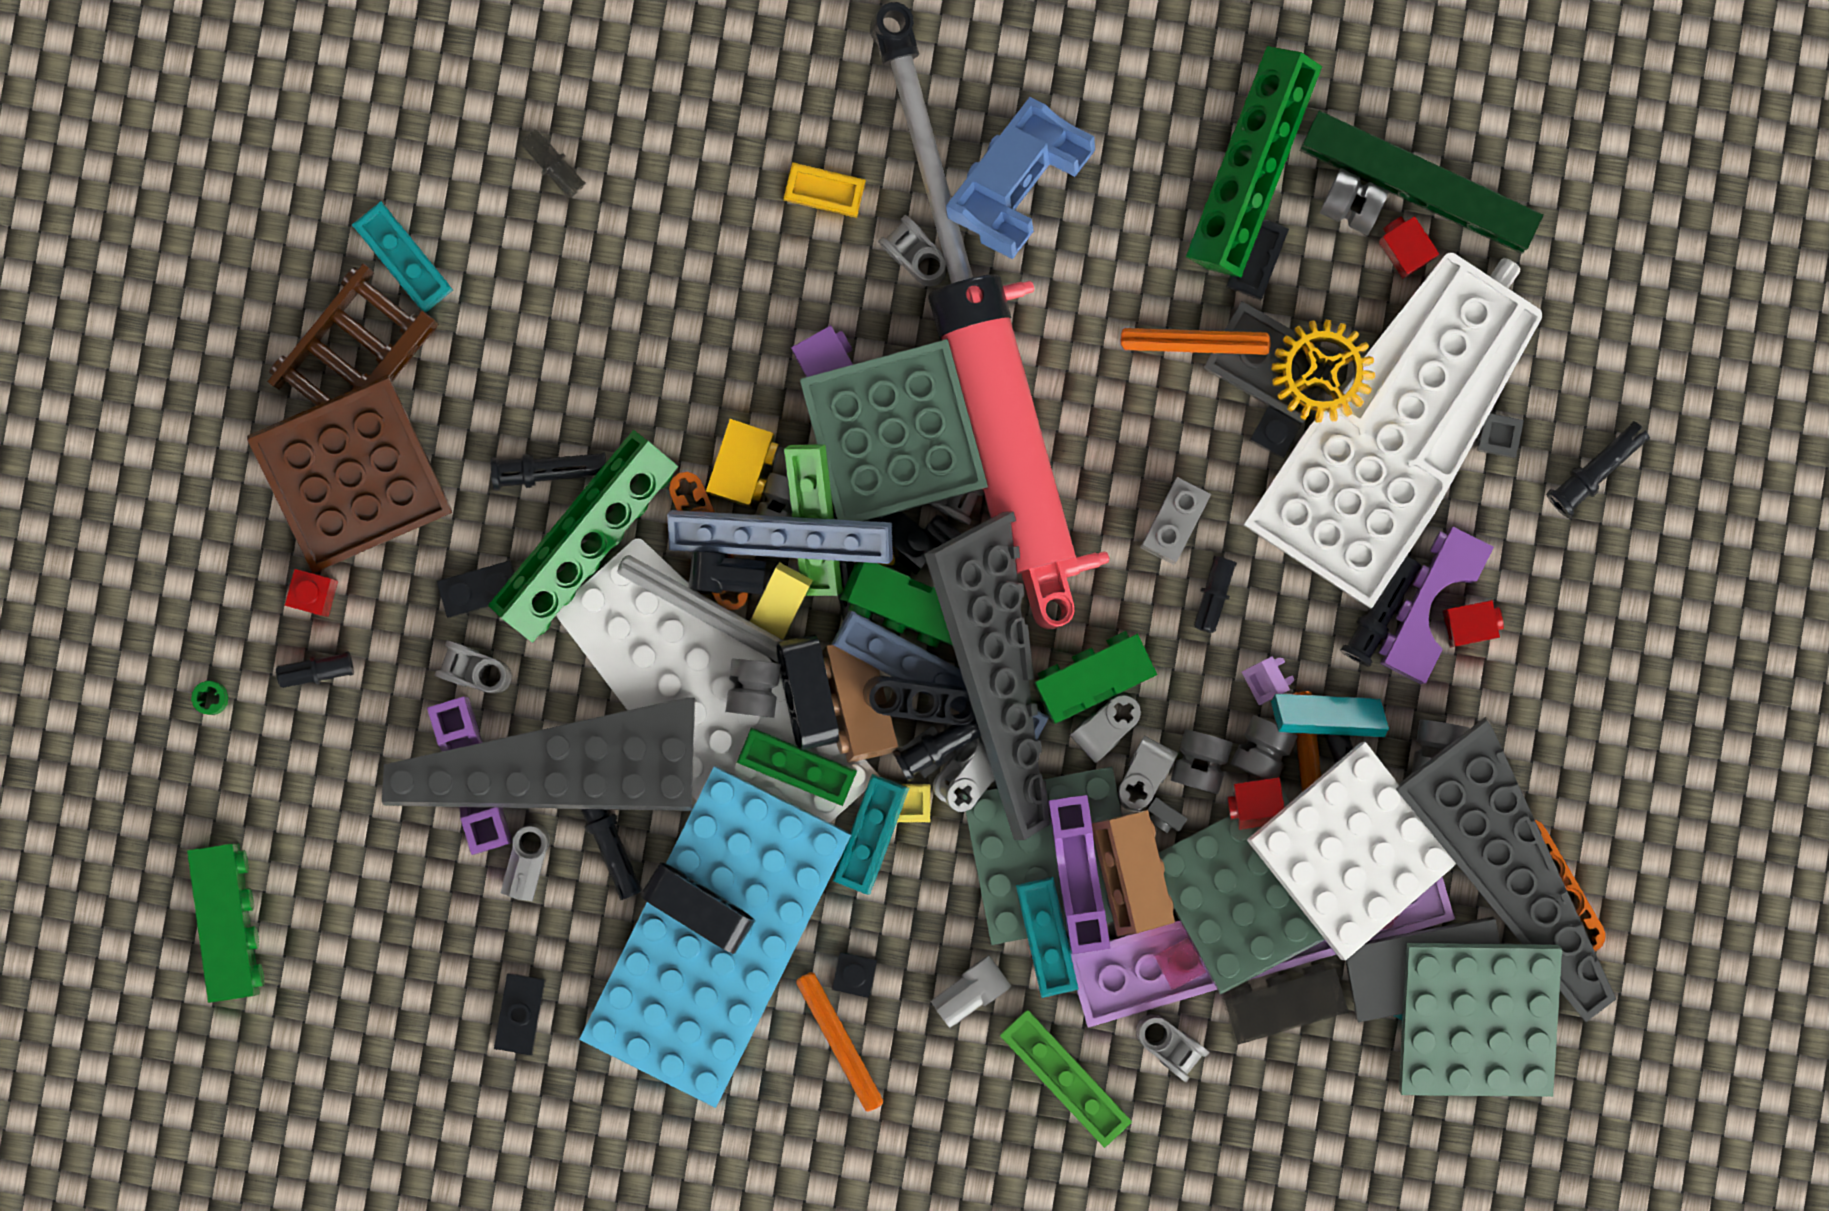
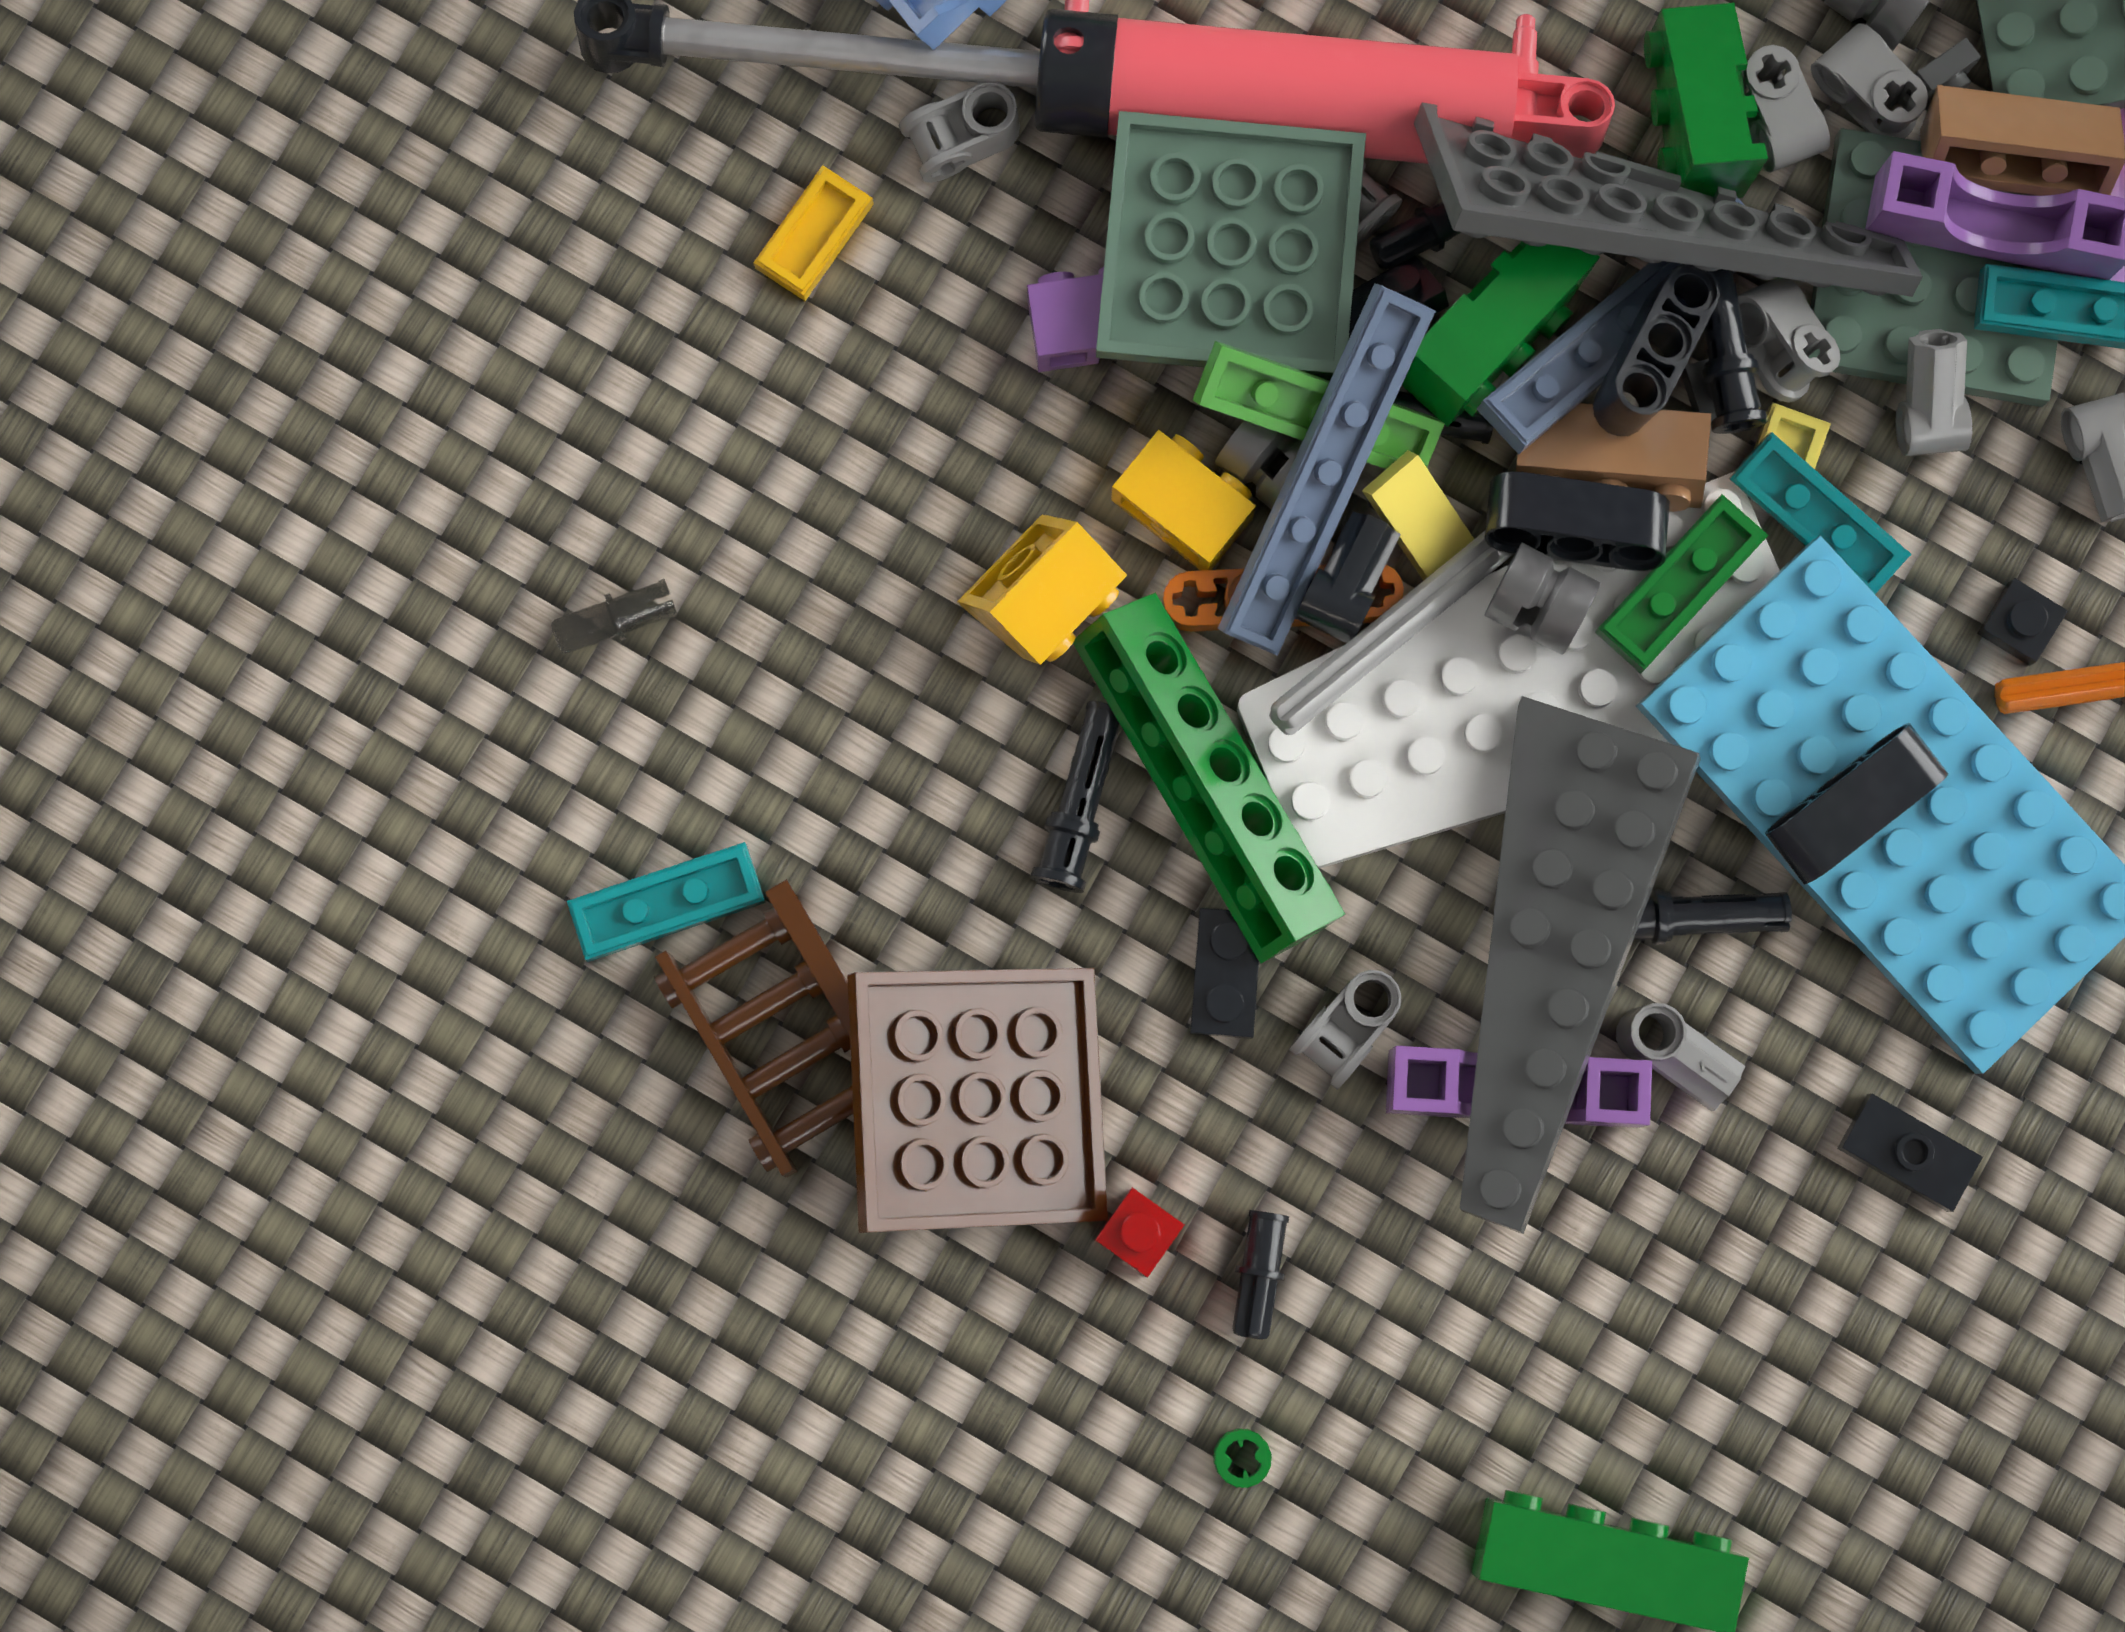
camera: 75 degrees left, 5 degrees down
(655, 401) = (1044, 589): none -> yellow slope
(960, 877) = (1935, 410): none -> light grey piece

